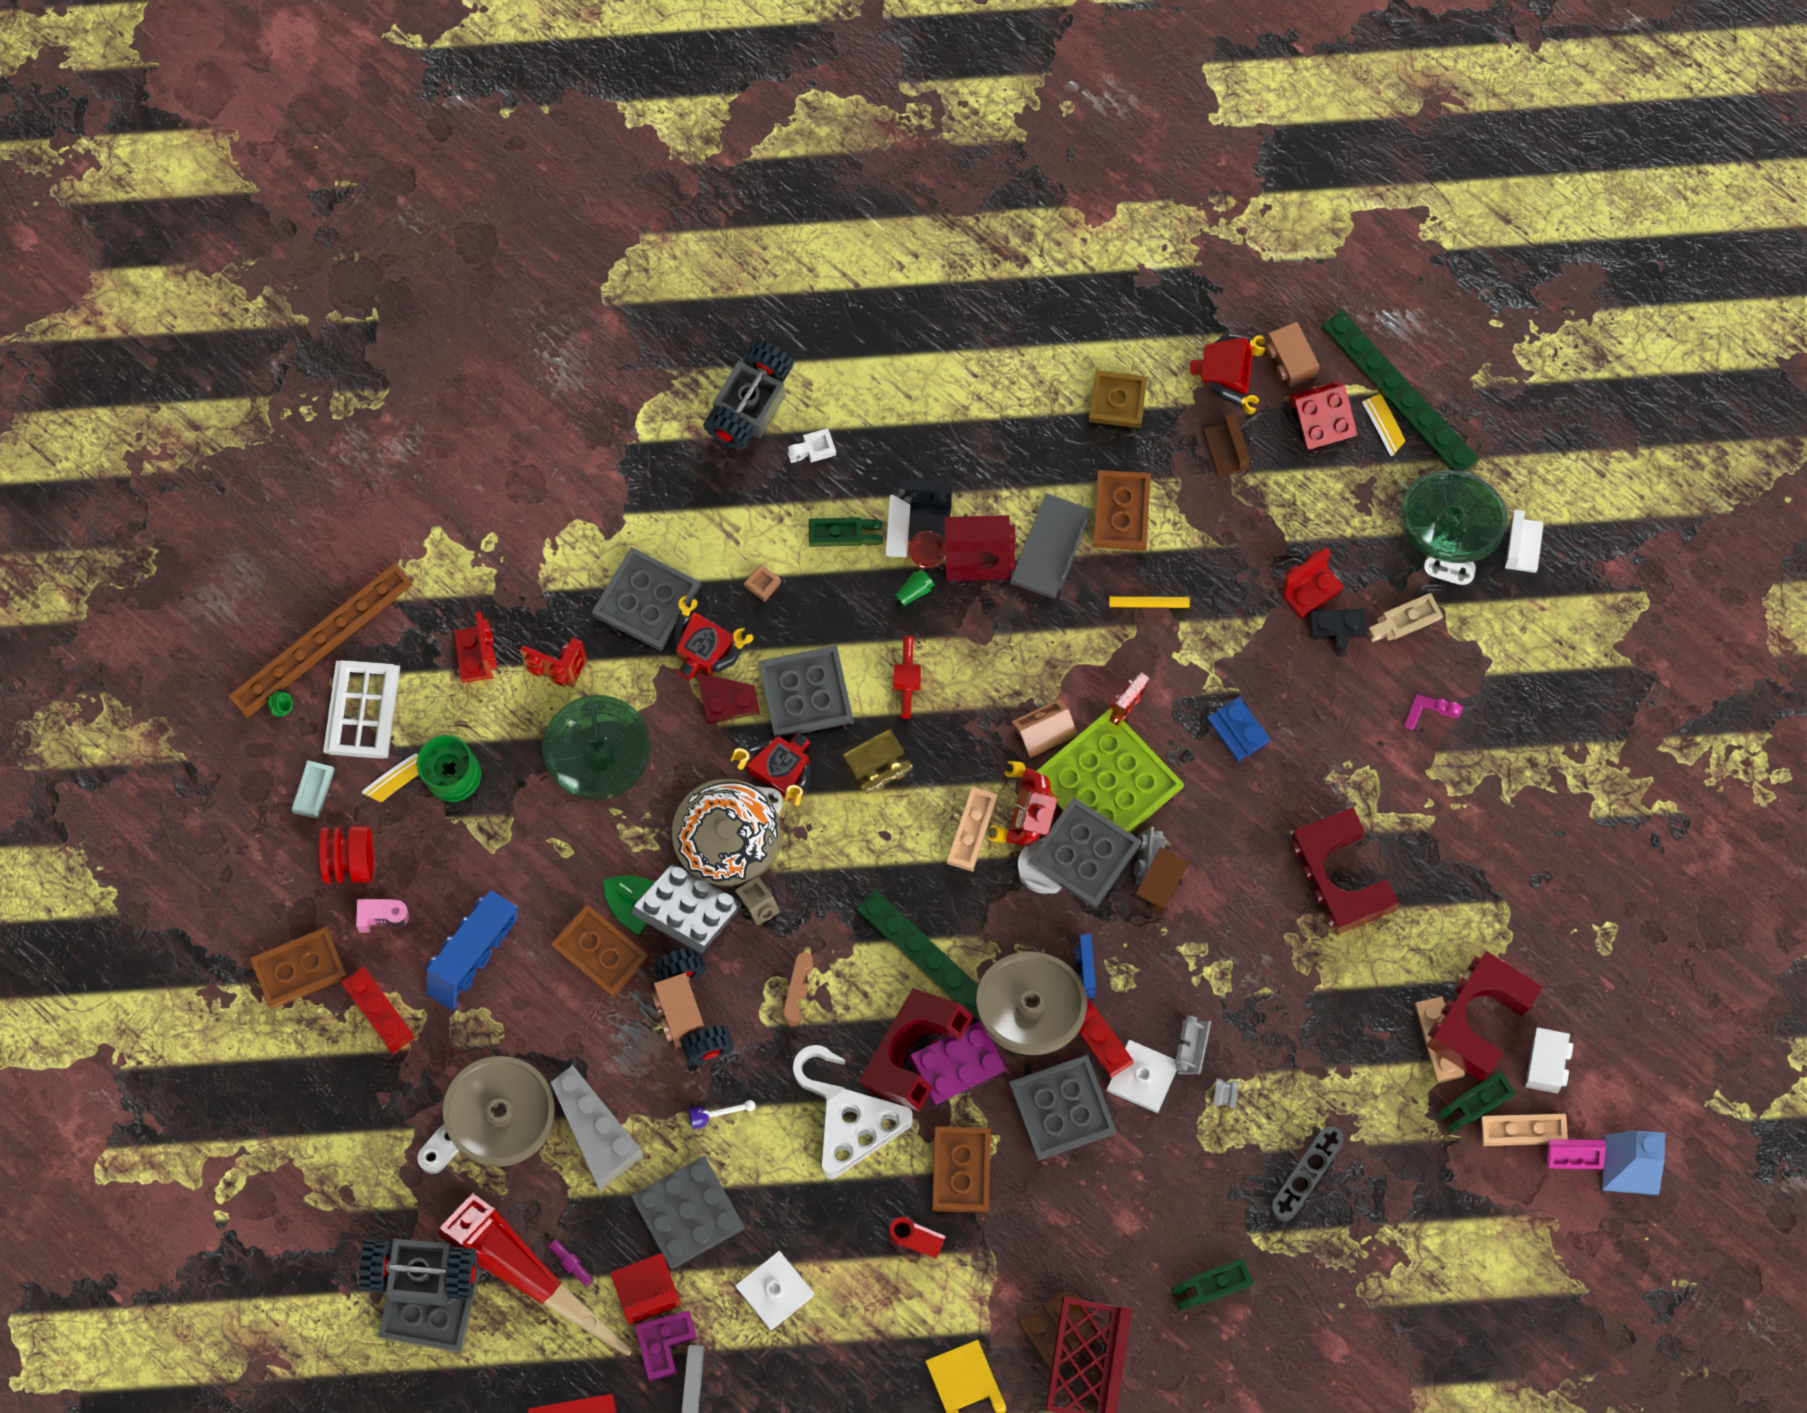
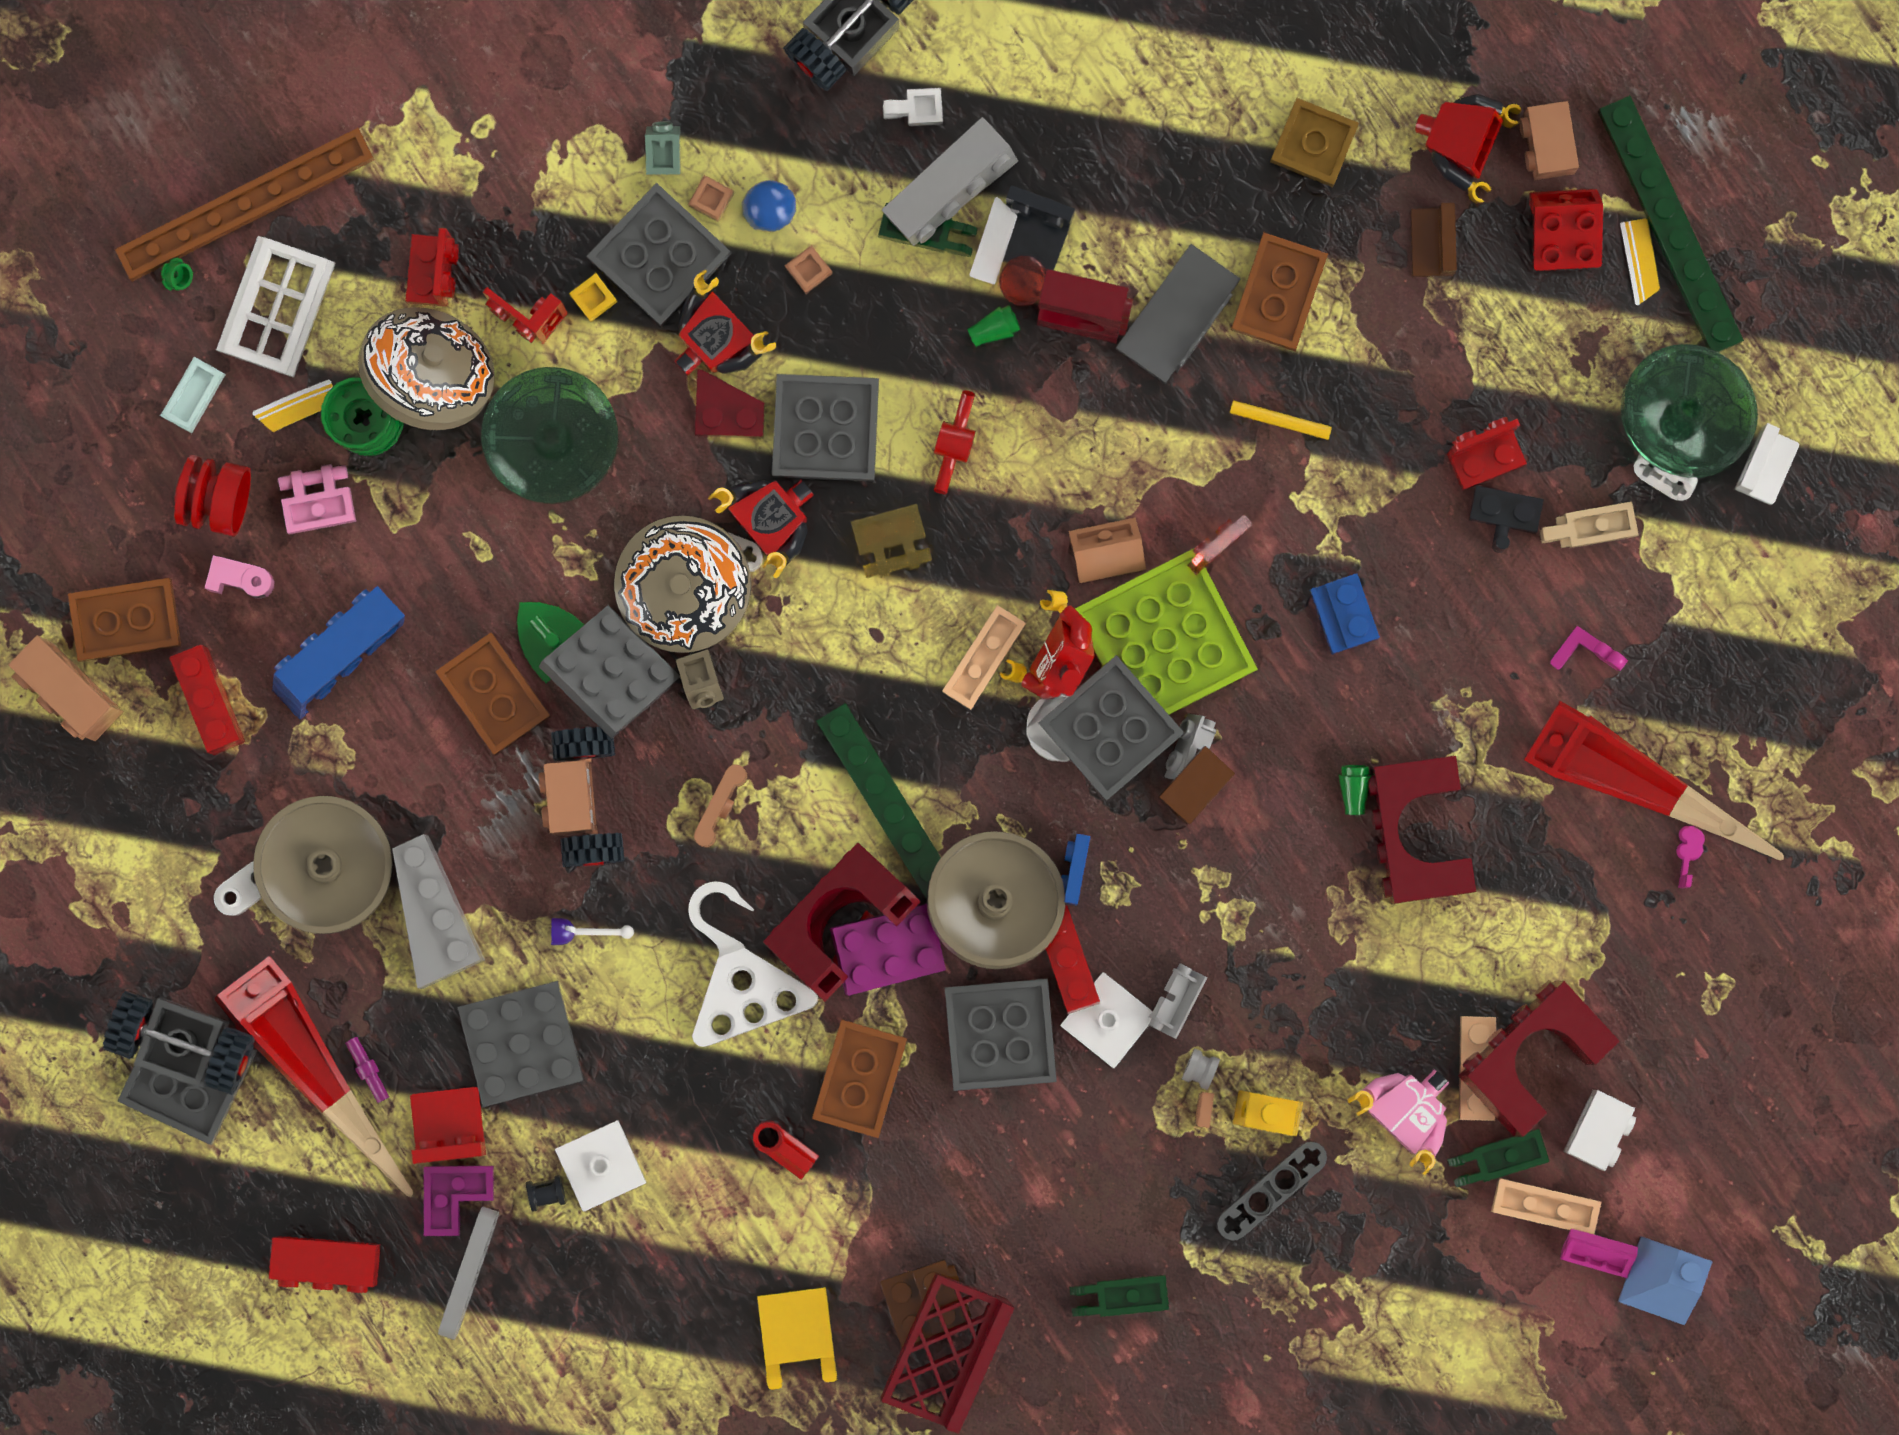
camera: 15 degrees right, 15 degrees up
(264, 1028) = (64, 689): none -> nougat brick
(429, 848) = (316, 509): none -> bright pink plate
(489, 719) = (426, 368): none -> dish
(604, 641) = (593, 297): none -> yellow plate
(630, 523) = (662, 148): none -> sand green bracket
(675, 550) = (711, 198): none -> nougat tile
(720, 544) = (769, 206): none -> blue hair
(737, 1321) = (545, 1193): none -> black bush
(854, 488) = (950, 182): none -> light grey wedge
(1237, 1123) = (1204, 1109): none -> nougat tile
(1283, 853) = (1354, 788): none -> green cone
(1287, 1112) = (1267, 1113): none -> yellow torso
(1395, 1084) = (1408, 1112): none -> bright pink torso
(1459, 784) = (1595, 757): none -> red plate
(1552, 835) = (1689, 851): none -> dark pink piece

